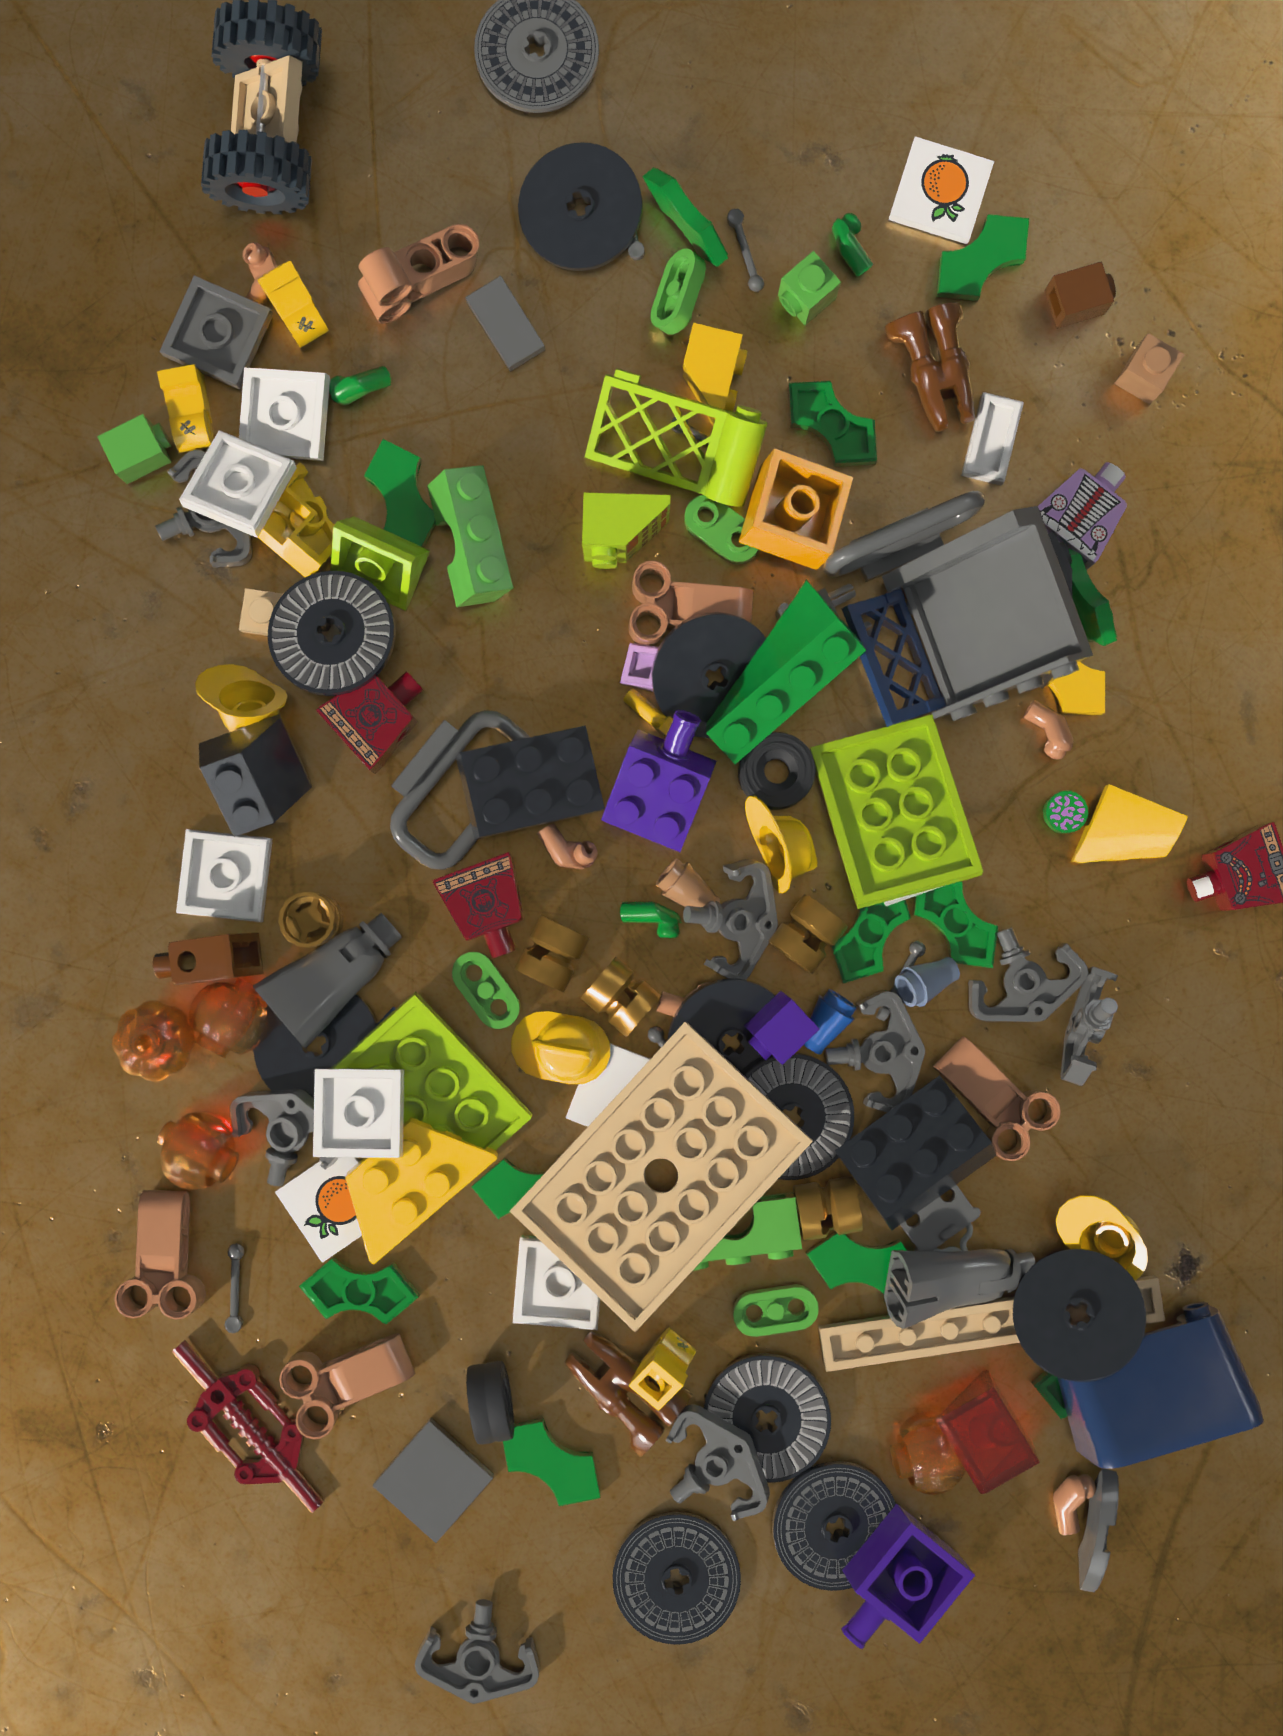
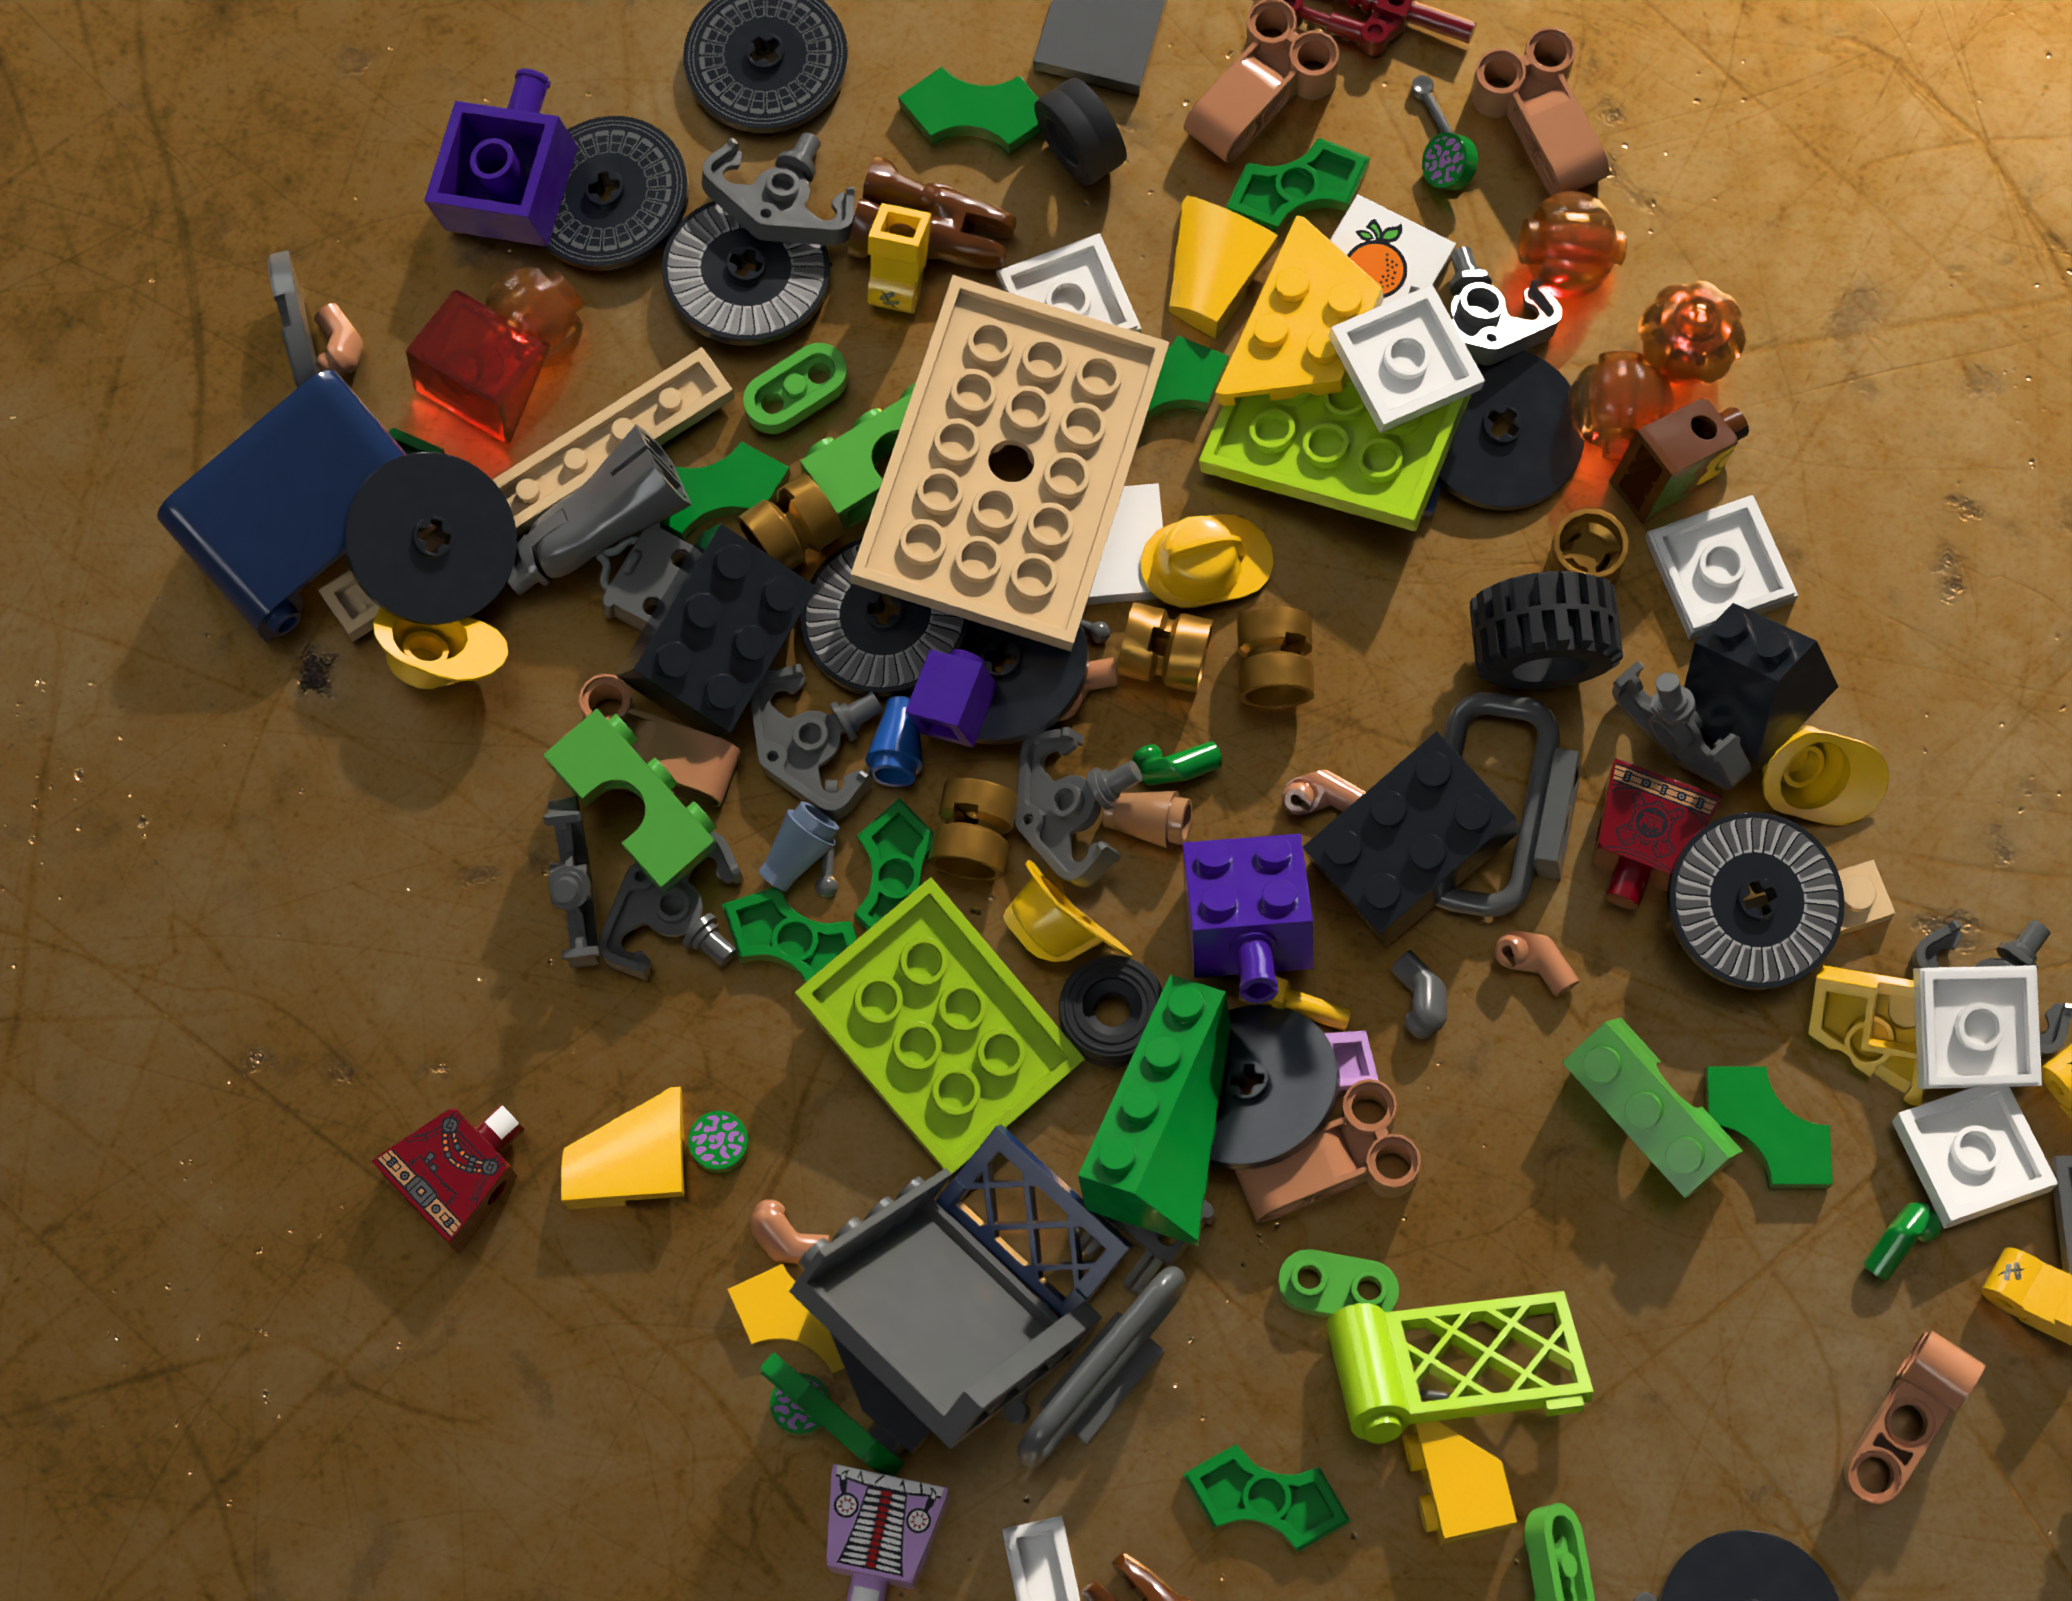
camera: 160 degrees right, 15 degrees down
(246, 1254) = (1449, 161): none -> green tile
(315, 774) = (1675, 727): none -> dark grey piece
(320, 984) = (1535, 483): dark grey piece -> none
(368, 875) = (1546, 630): none -> black tyre
(379, 557) = (1752, 1028): lime slope -> none
(445, 1261) = (1215, 264): none -> yellow slope
(484, 901) = (1390, 681): torso -> none
(485, 675) = (1538, 955): none -> nougat arm
(488, 988) = (1335, 579): bright green plate -> none
(505, 323) = (1761, 1417): dark grey tile -> none
(569, 682) = (1428, 995): none -> dark grey arm
(620, 525) = (1475, 1205): lime slope -> none
(796, 509) = (1256, 1340): light orange brick -> none
(1033, 1093) = (601, 758): none -> bright green arch

